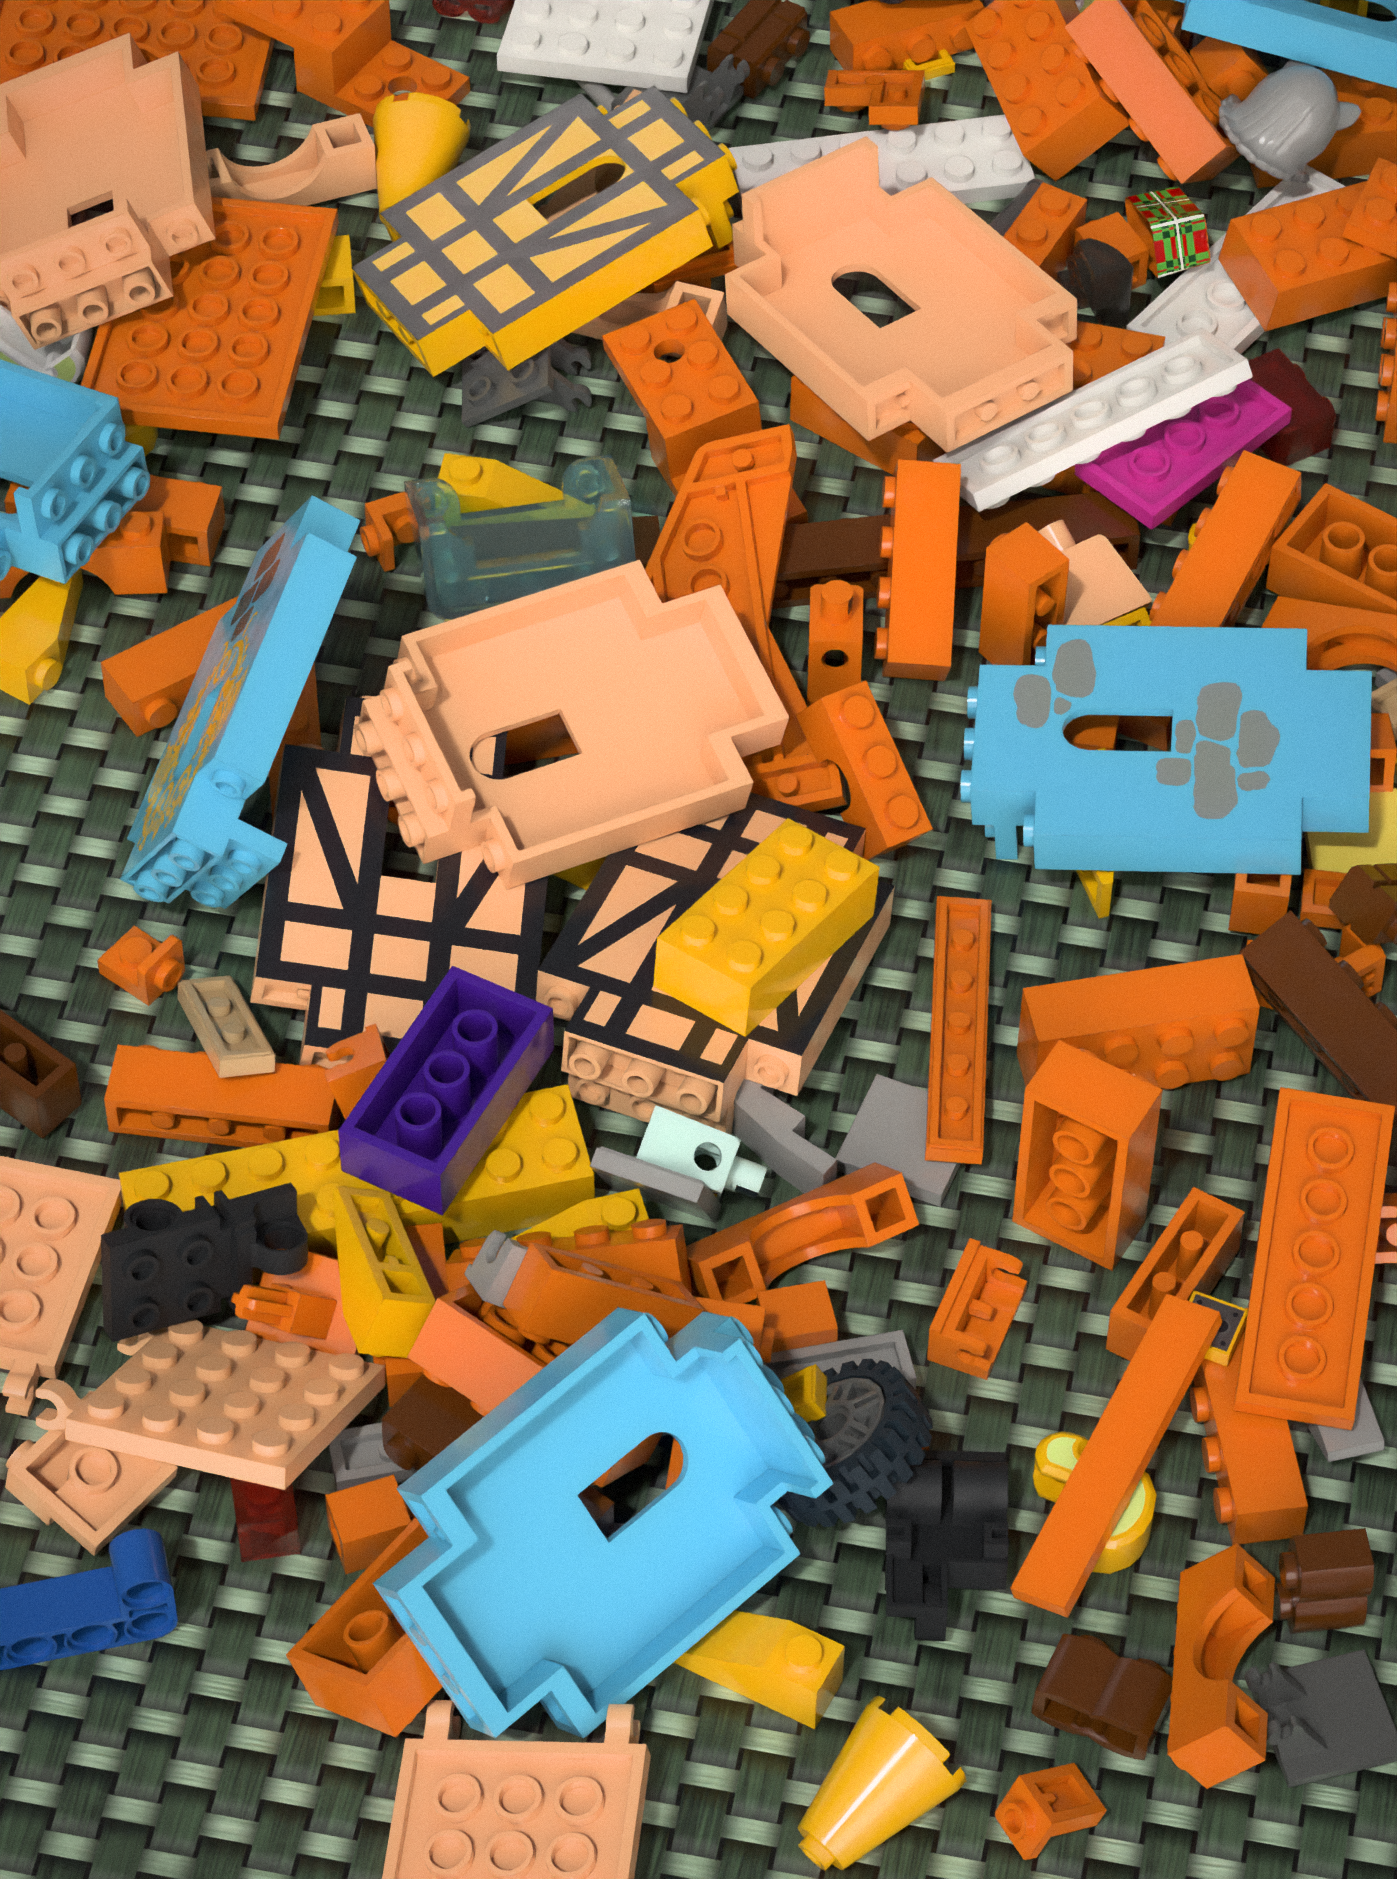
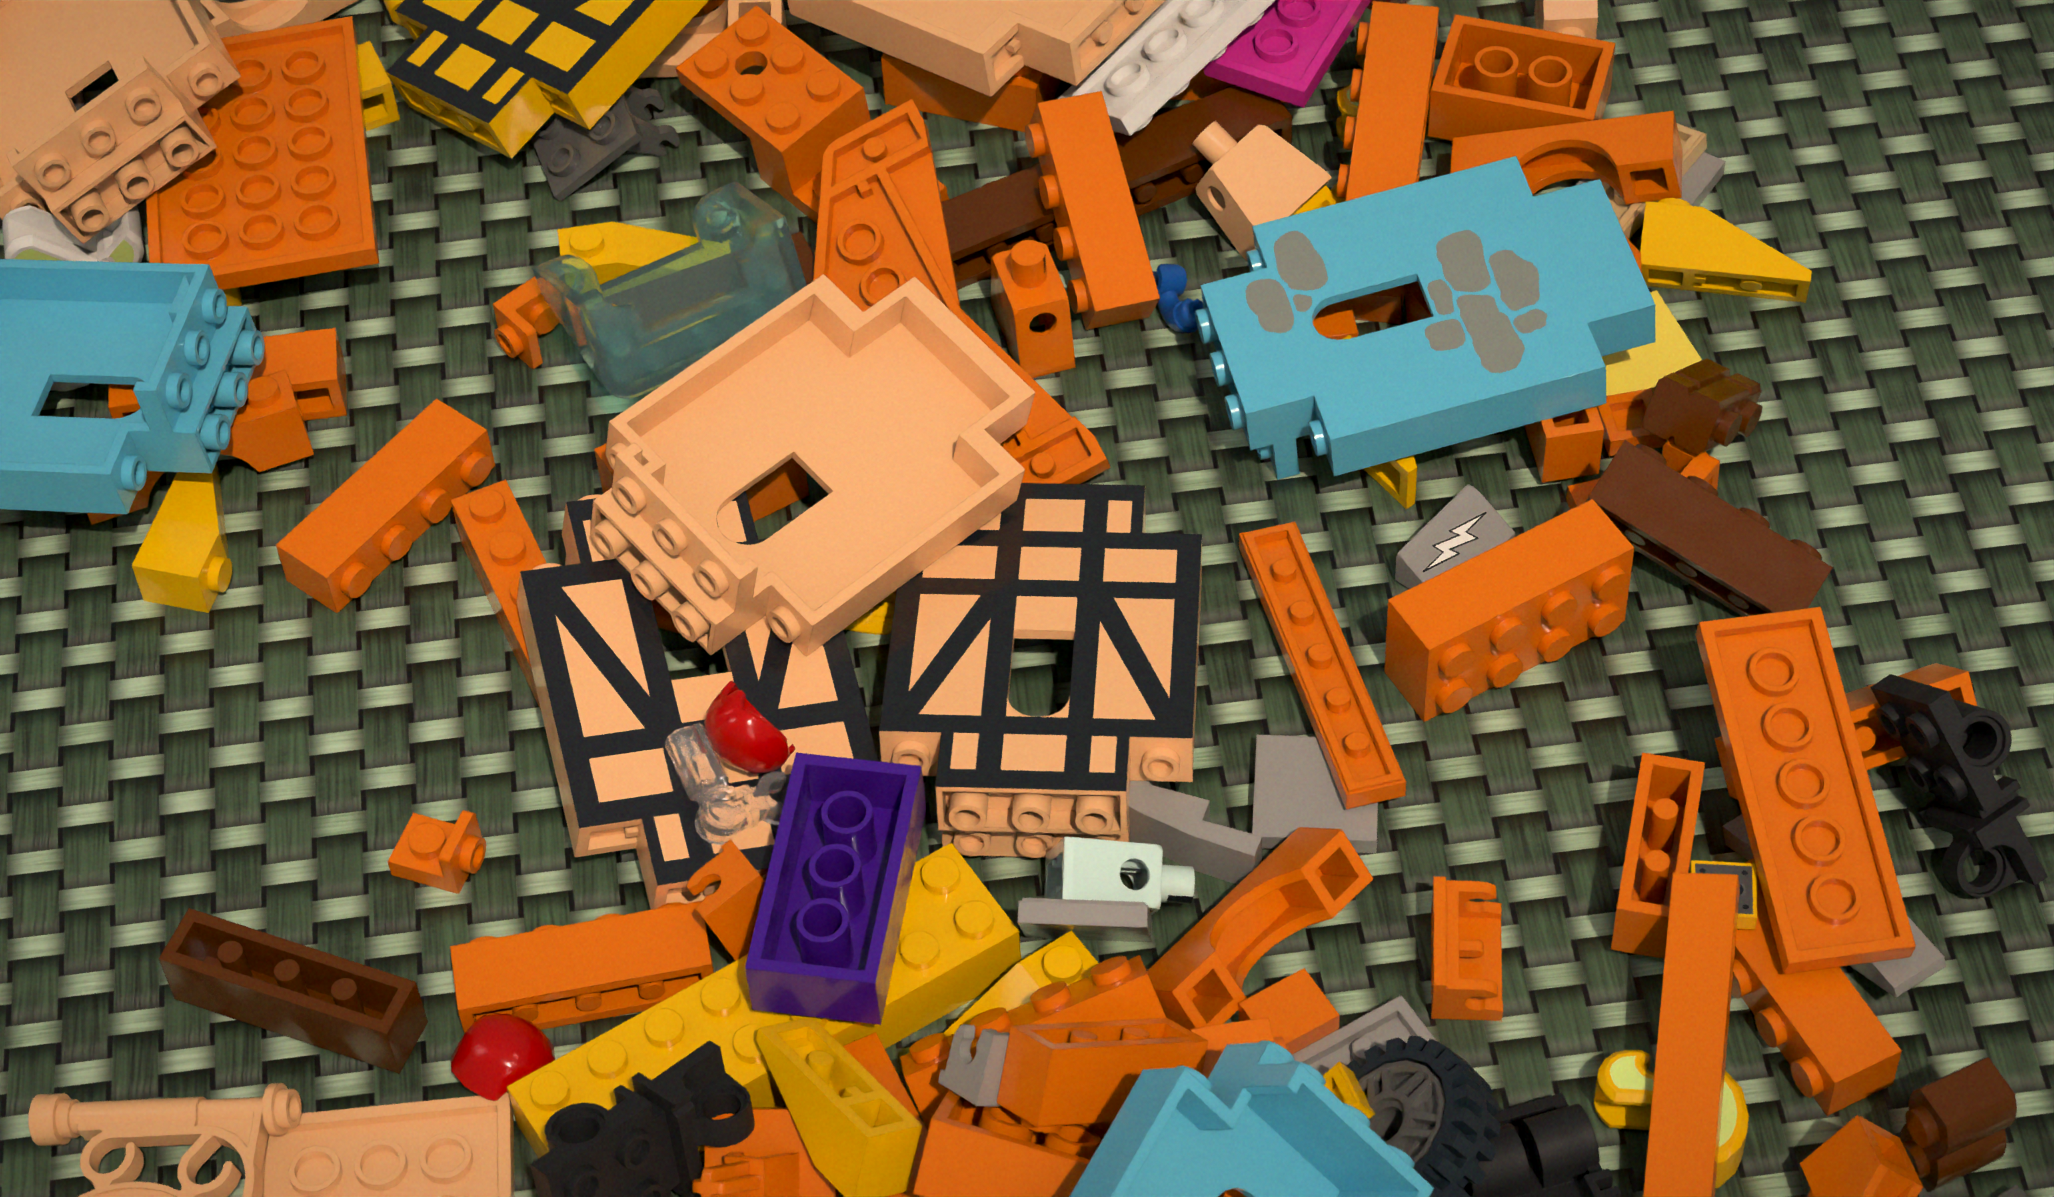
camera: 15 degrees left, 0 degrees up
(125, 1144) = (498, 1053): none -> red hair
(226, 1026) = (558, 891): tan tile -> none
(238, 716) = (463, 554): medium azure panel -> none
(382, 997) = (722, 808): none -> clear bar
(422, 937) = (744, 735): none -> red hair
(765, 927) = (1100, 615): yellow brick -> none
(855, 737) = (1104, 393): orange arch -> none
(968, 656) = (1177, 314): none -> blue arm
(1021, 595) = (1211, 207): orange brick -> none
(1086, 1154) = (1529, 751): orange brick -> none
(1125, 949) = (1451, 537): none -> light grey slope

